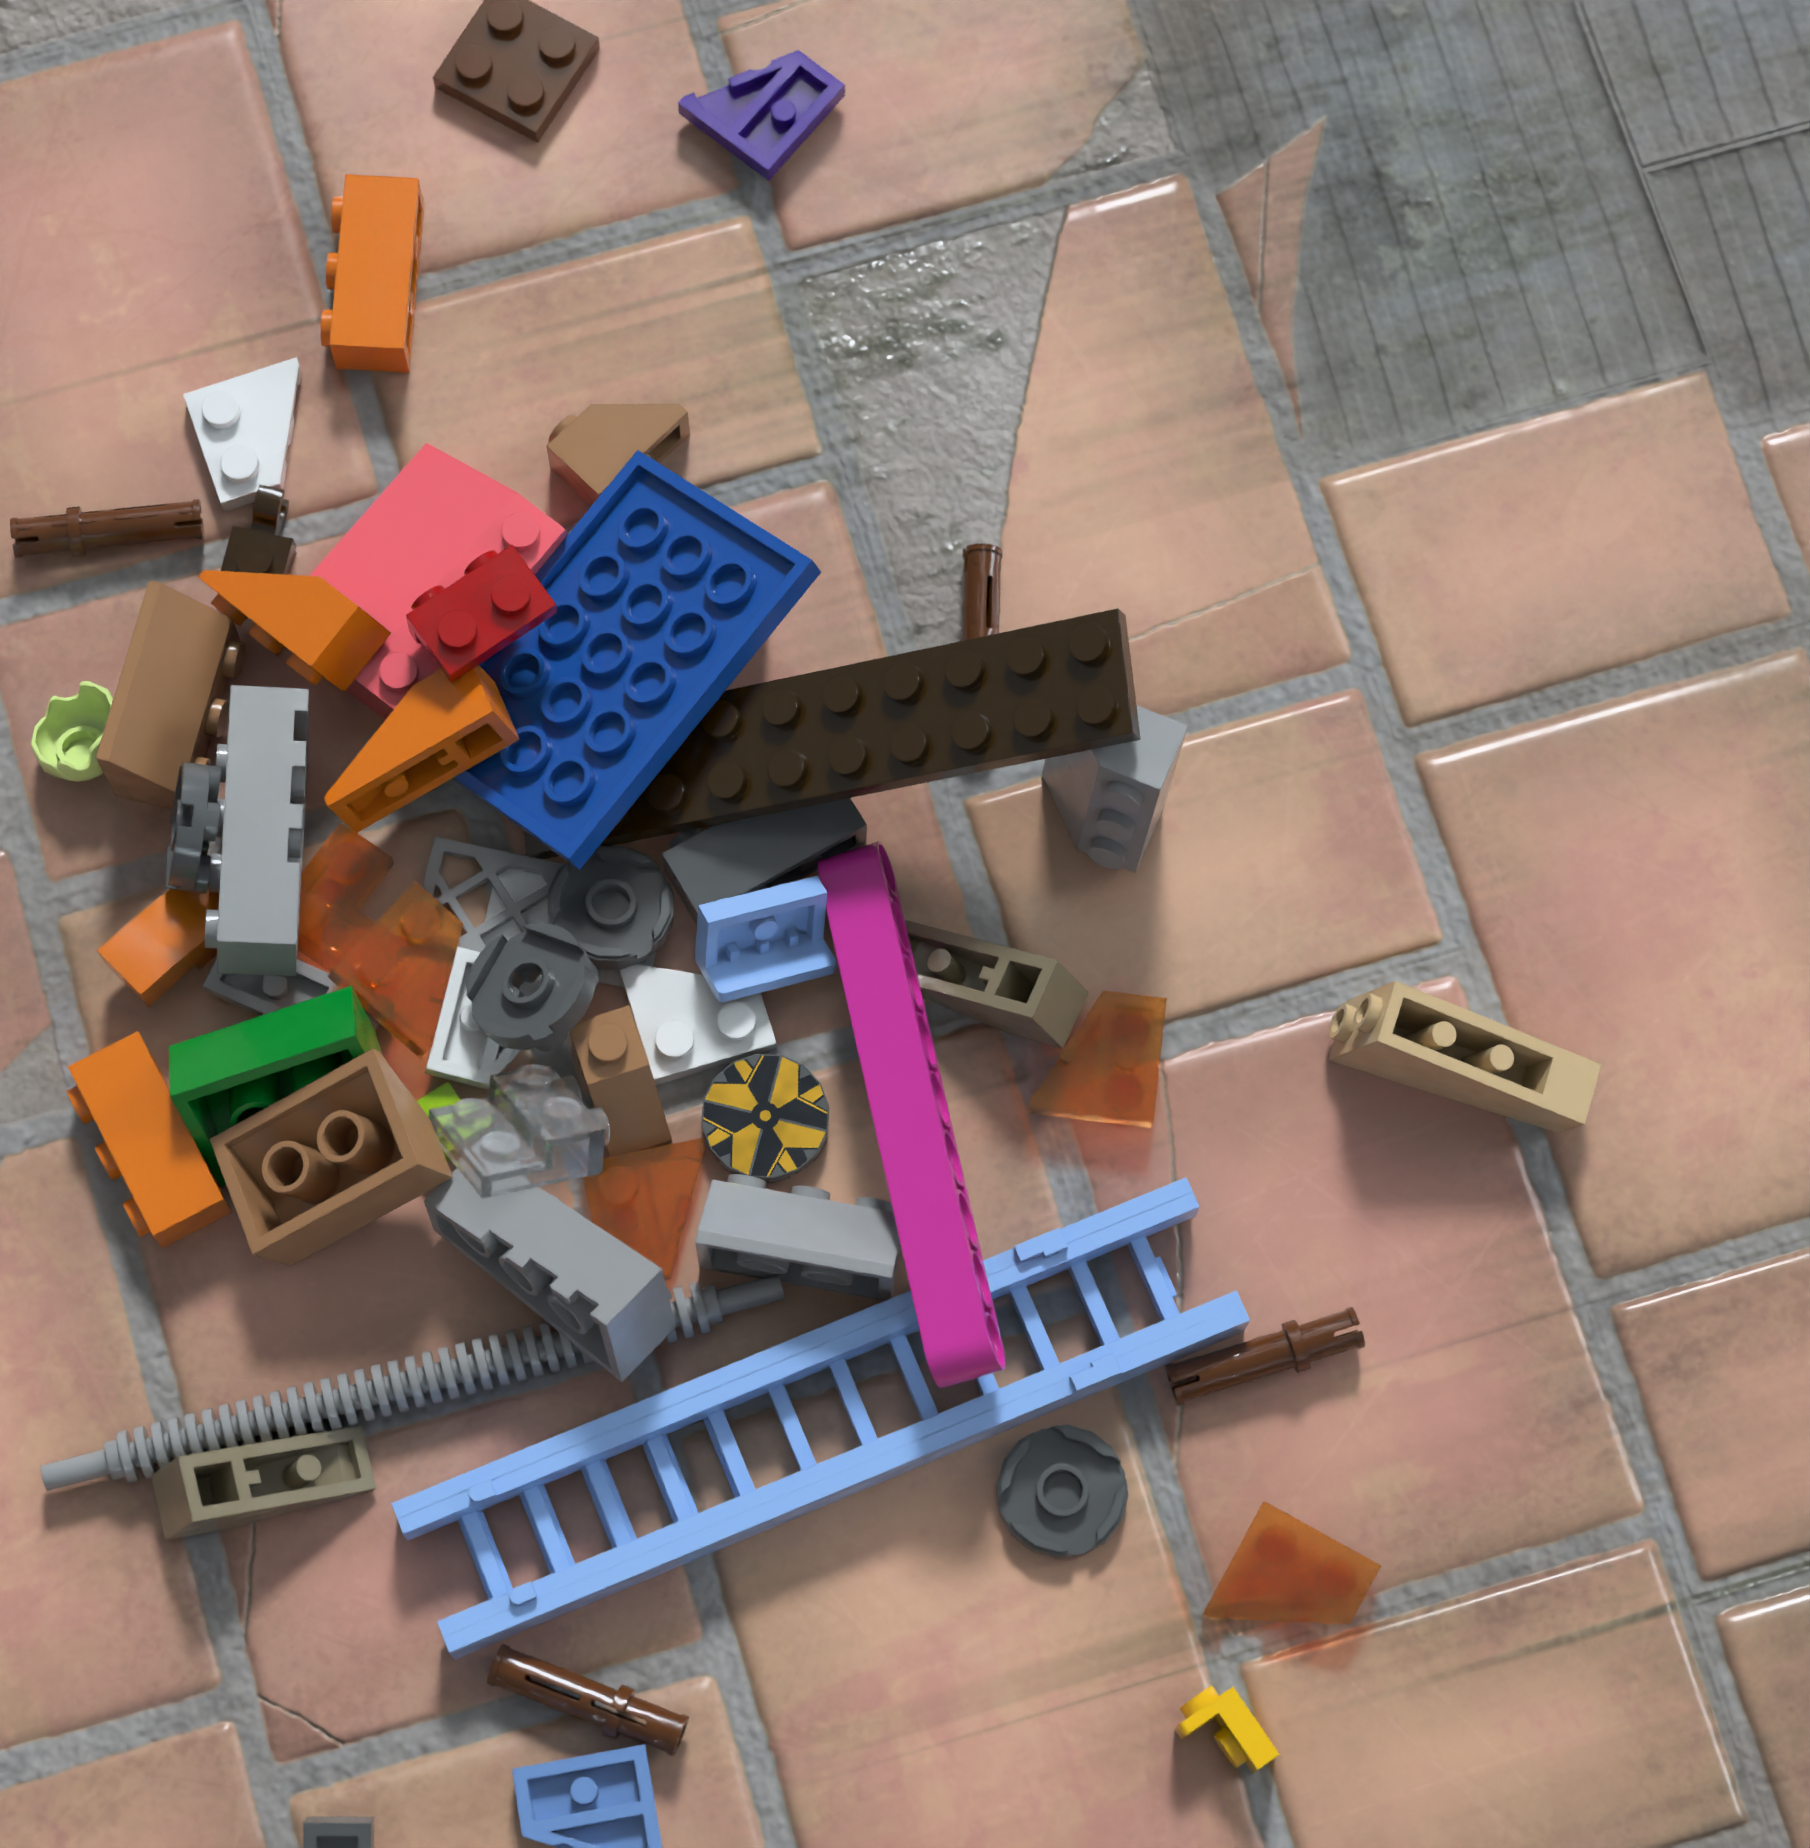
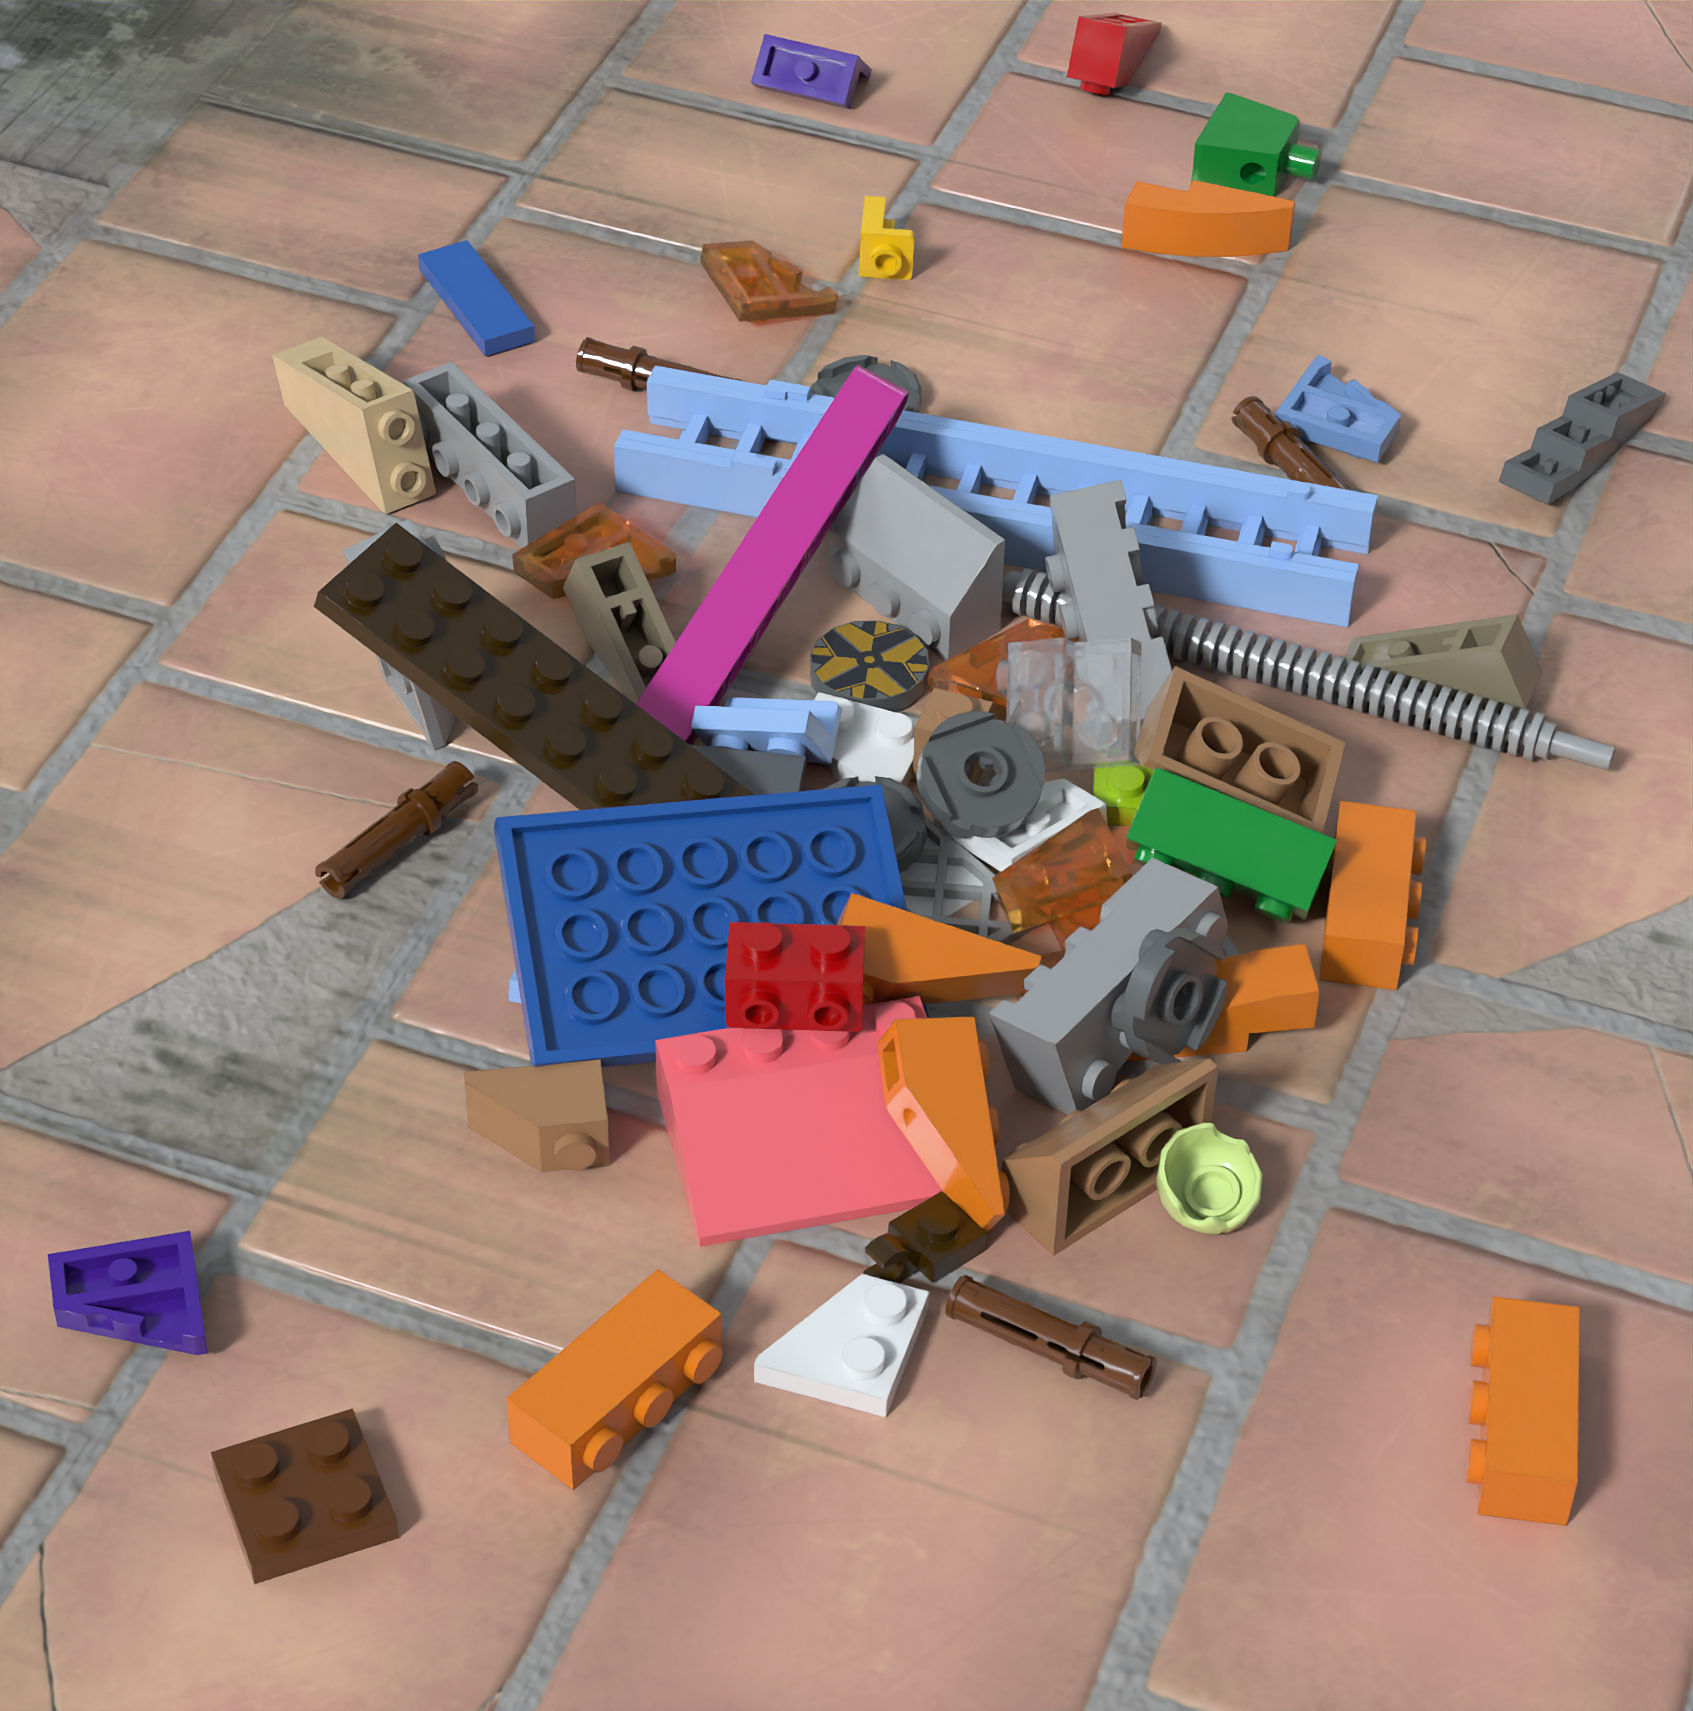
camera: 140 degrees left, 30 degrees down
(1292, 1090) = (491, 456): none -> light grey brick
(1543, 1347) = (476, 298): none -> blue tile

